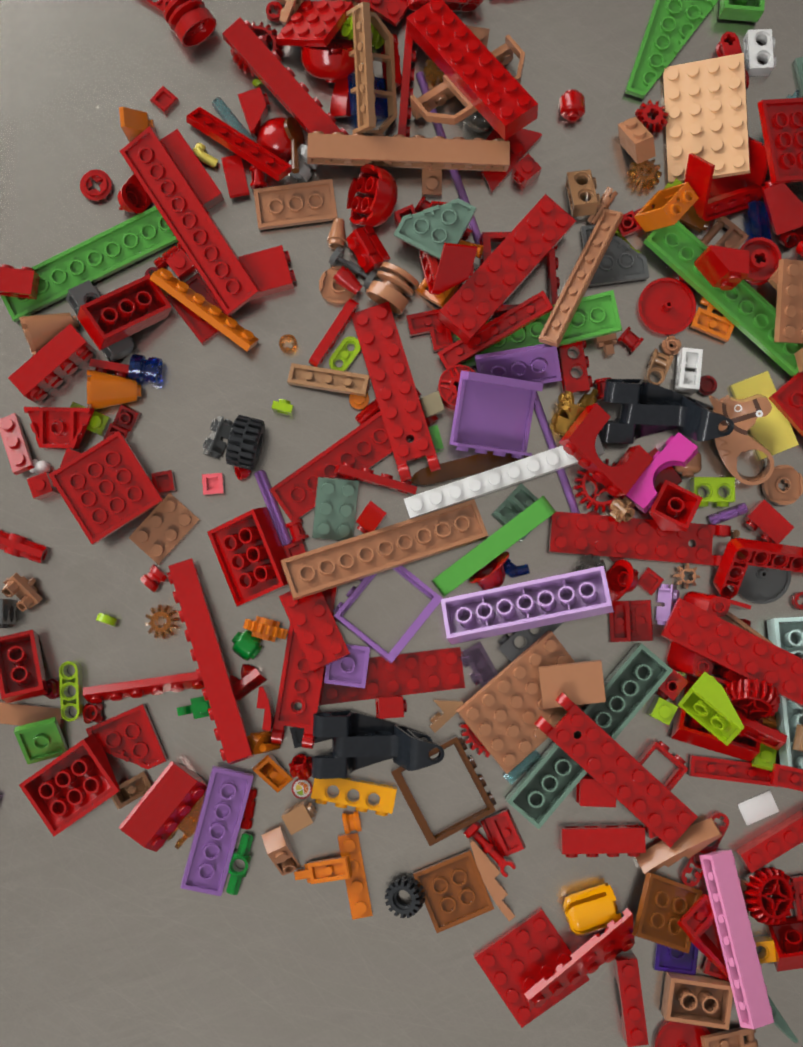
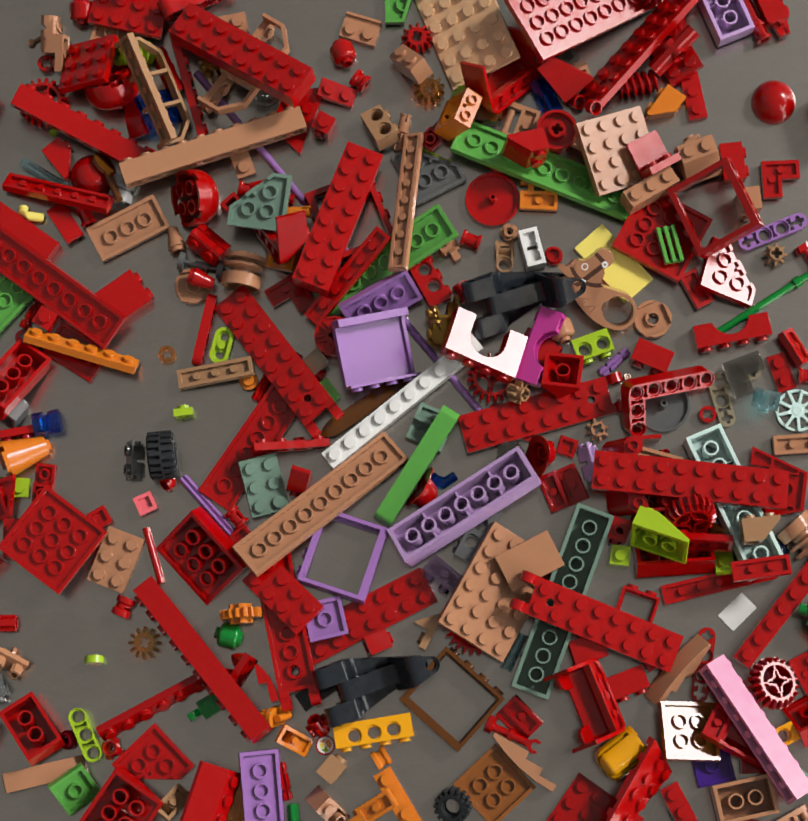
camera: 20 degrees left, 5 degrees down
(202, 538) = (153, 555): none -> red bar
(550, 143) = (336, 93): none -> red plate
(579, 139) = (360, 80): none -> red wheel
(583, 851) = (593, 702): none -> red windscreen
(598, 88) = (360, 29): none -> nougat plate

